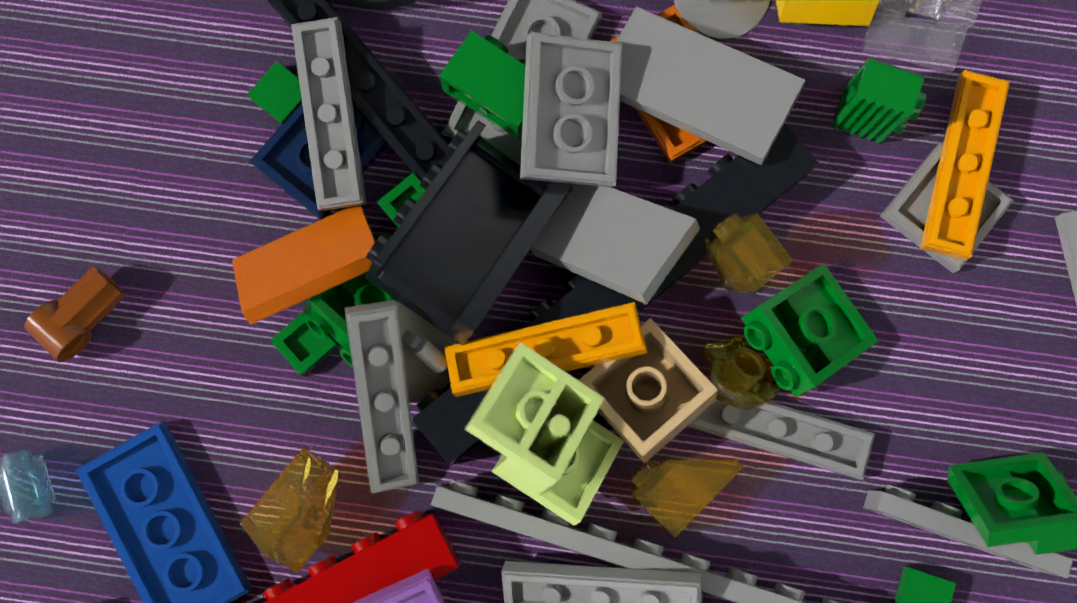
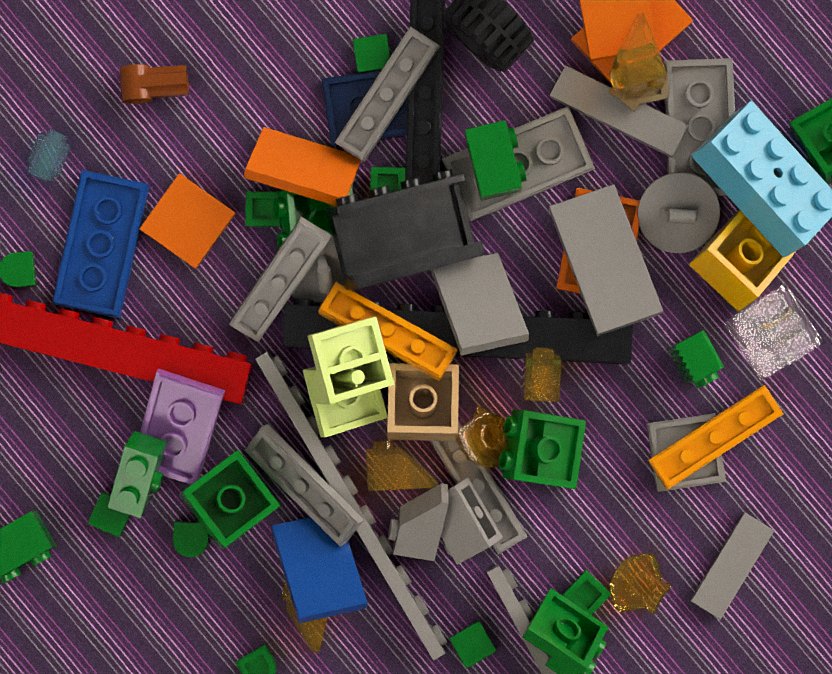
camera: 40 degrees right, 5 degrees up
(235, 424) = (187, 221): none -> orange tile
(295, 511) = (181, 297): clear yellow slope -> none
(571, 110) = (519, 213): light grey tile -> none
(762, 521) = (420, 524): none -> light grey slope
(809, 478) = (467, 523): none -> light grey slope
(985, 437) = (587, 592): none -> green tile
(1027, 381) = (638, 584): none -> clear yellow animal

